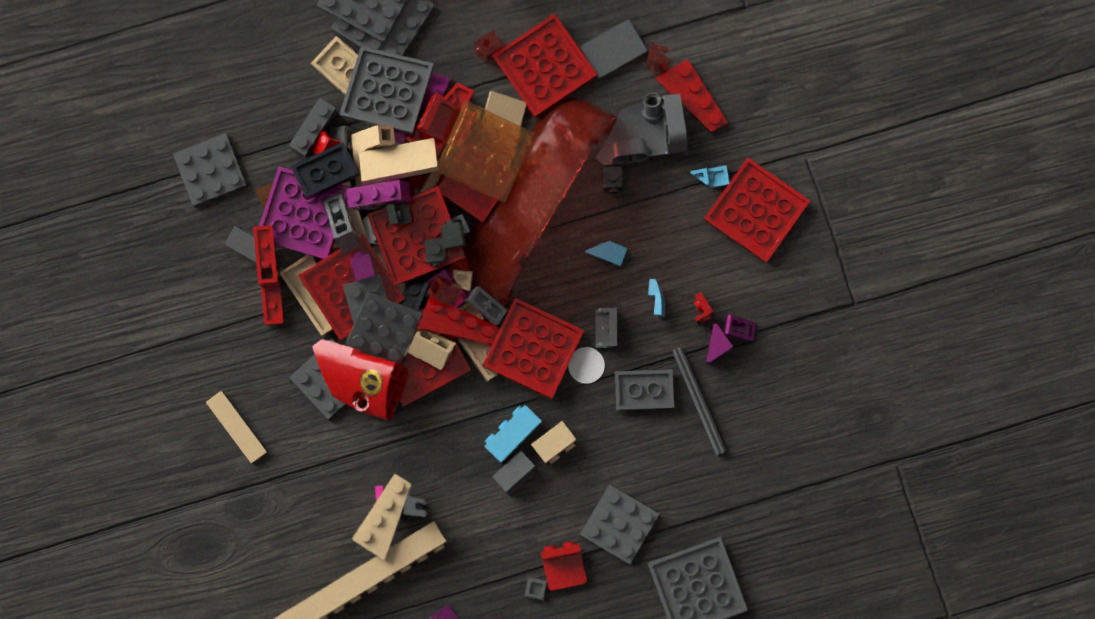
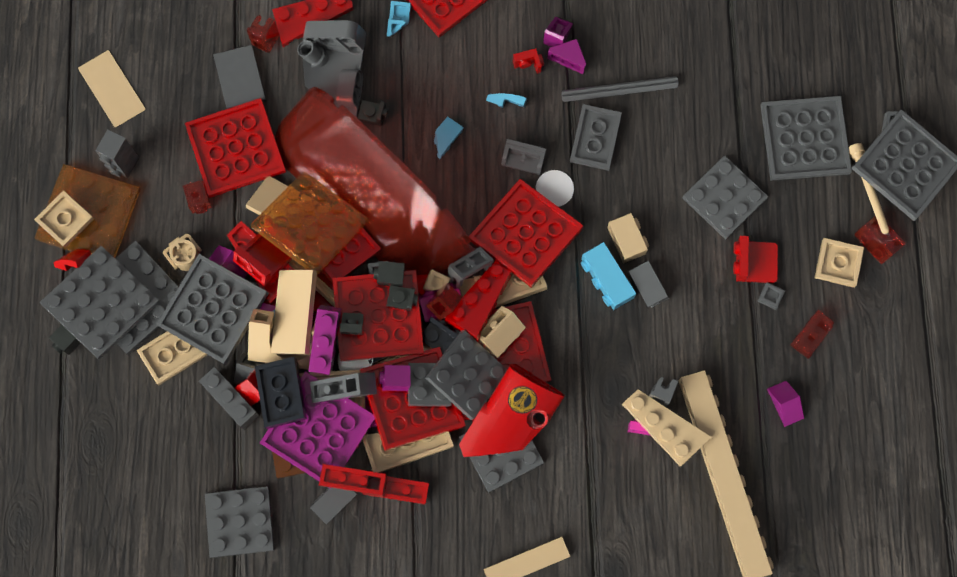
camera: 80 degrees left, 5 degrees down
(432, 49) = (182, 252): none -> tan piece

